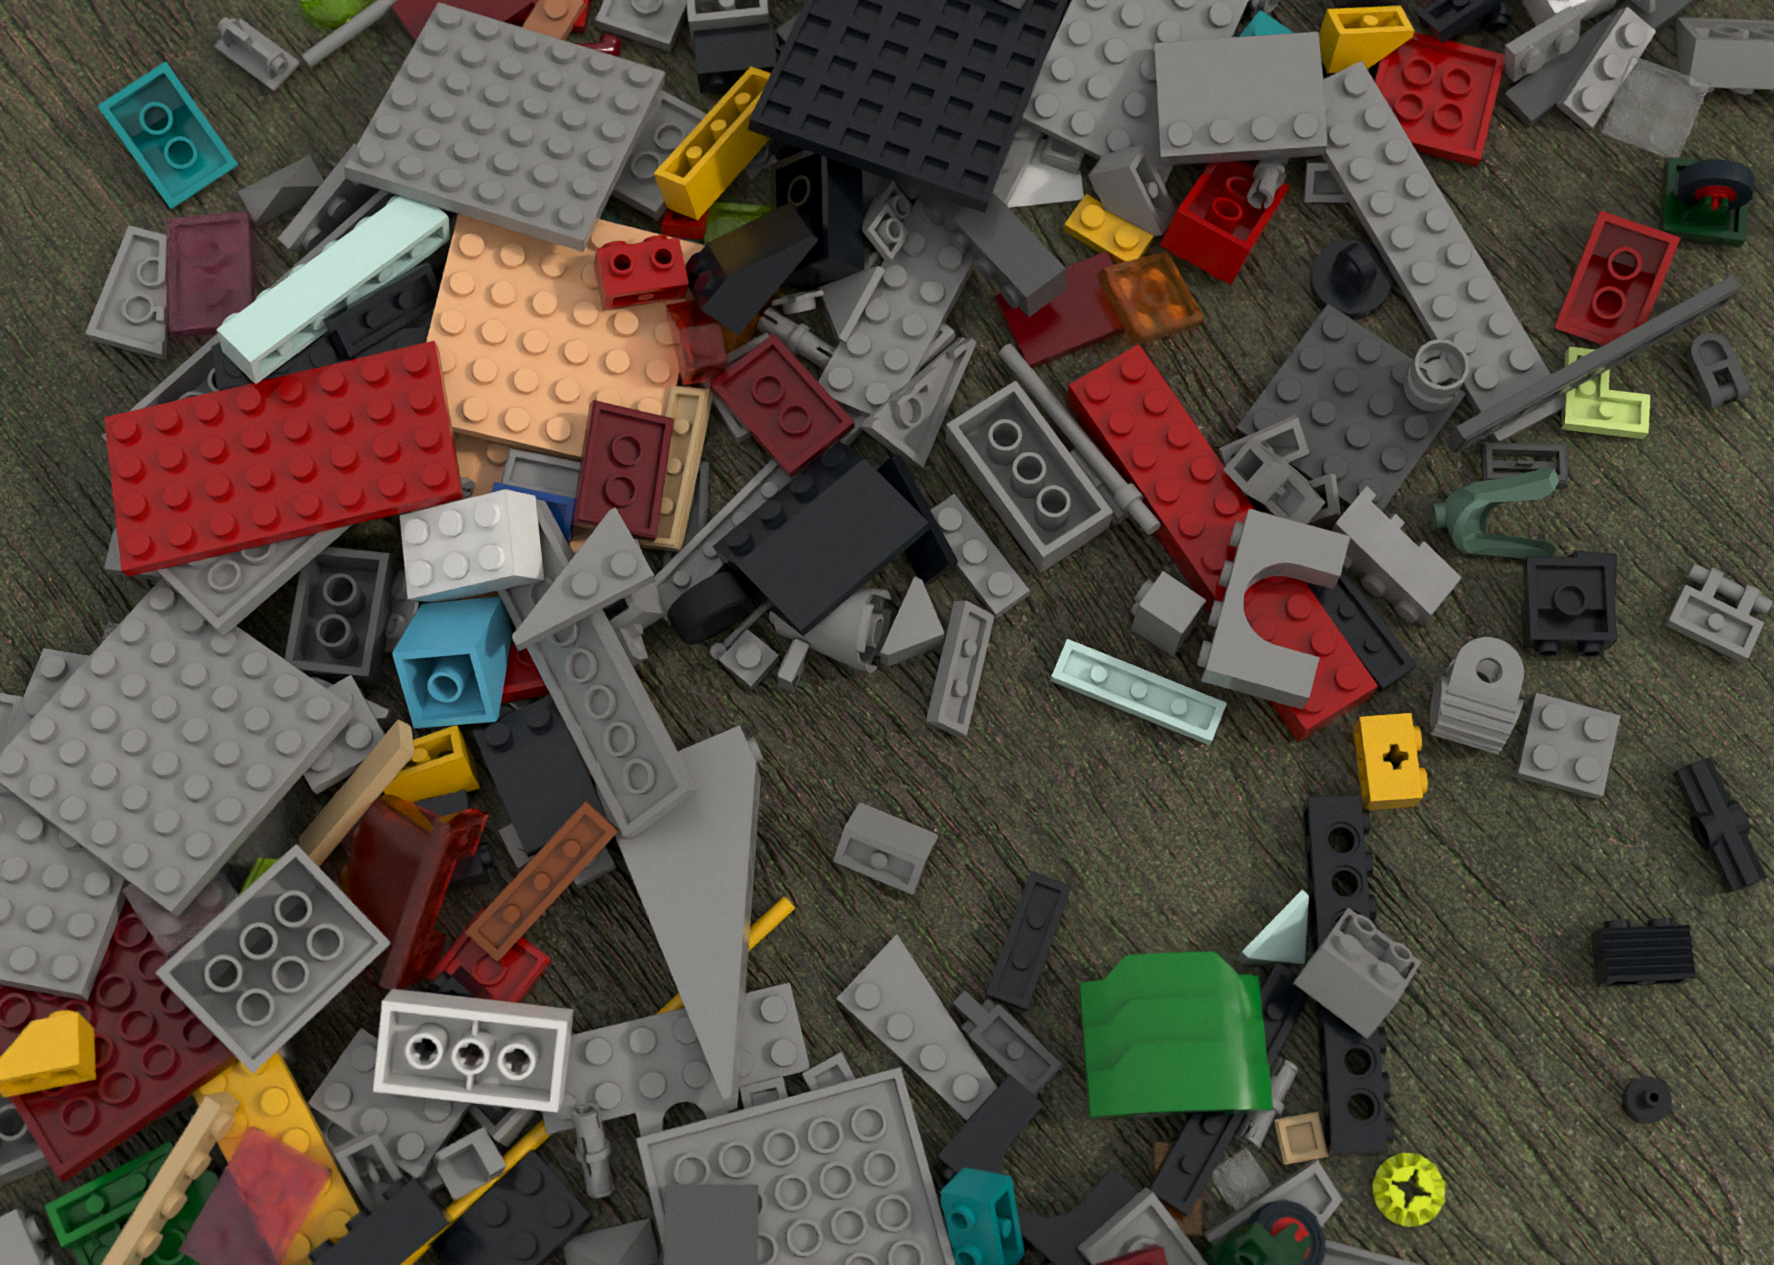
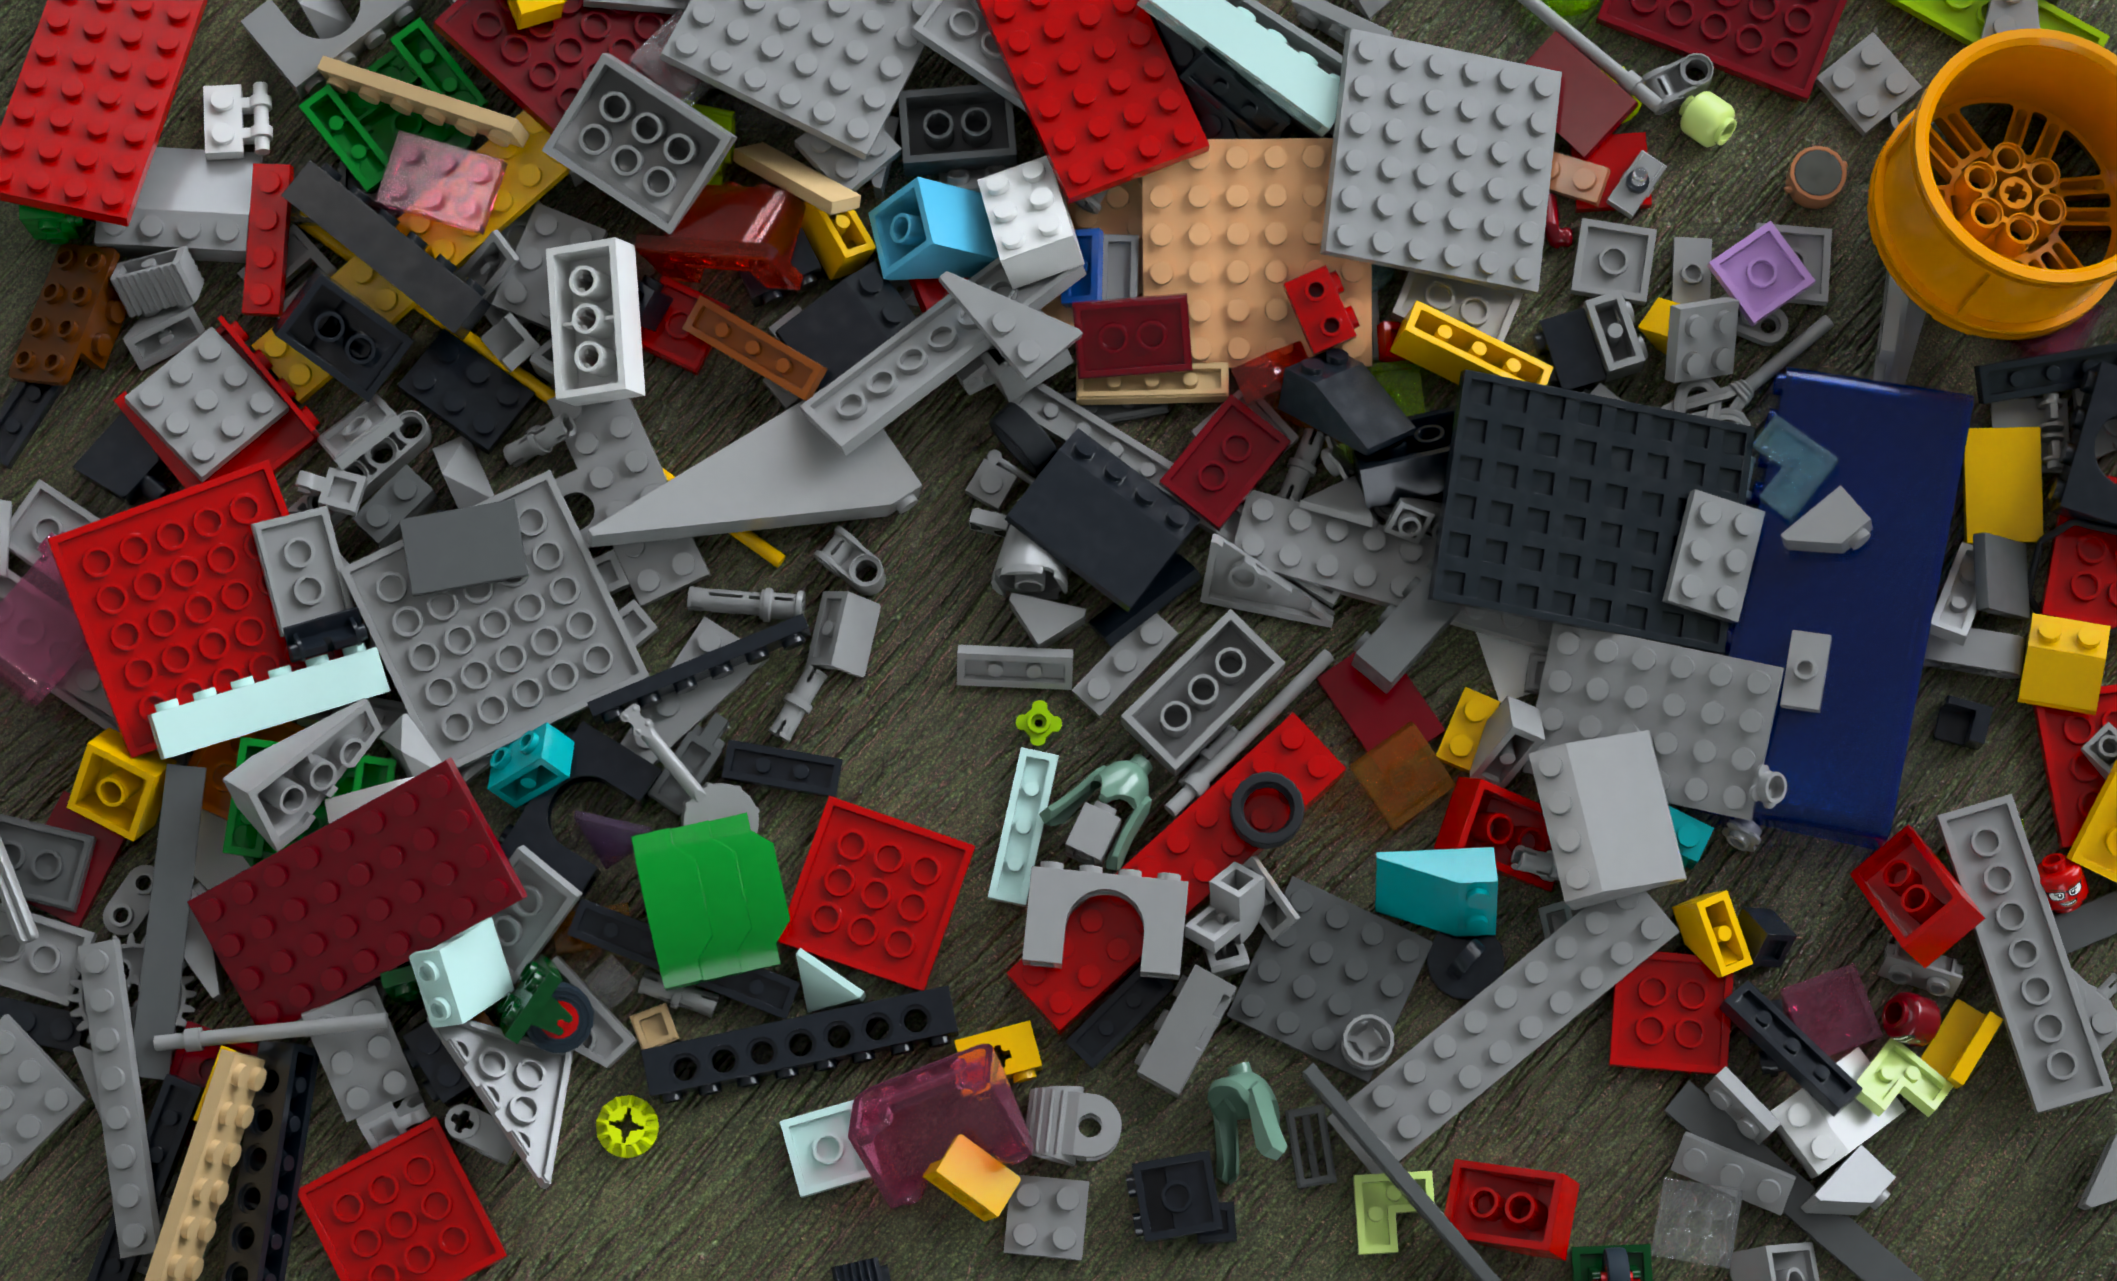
camera: 80 degrees right, 5 degrees up
(805, 824) = (847, 557): none -> light grey piece
(836, 927) = (764, 604): none -> light grey pin
(909, 1026) = (713, 664): none -> black plate
(956, 911) = (797, 703): none -> light grey pin
(1022, 667) = (1038, 712): none -> lime plate
(1056, 1029) = (706, 801): none -> light grey piece
(1075, 1150) = (609, 836): none -> clear purple slope
(1117, 569) = (1119, 780): none -> sand green piece
(1183, 392) = (1260, 781): none -> black tyre
(1187, 860) = (876, 894): none -> red plate
(1282, 274) = (1440, 889): none -> teal slope
(1358, 973) = (795, 1044): light grey slope -> none
(1455, 833) = (917, 1115): none -> clear pink windscreen
(1465, 965) = (821, 1150): none -> light aqua plate
(1525, 809) = (973, 1178): none -> yellow panel

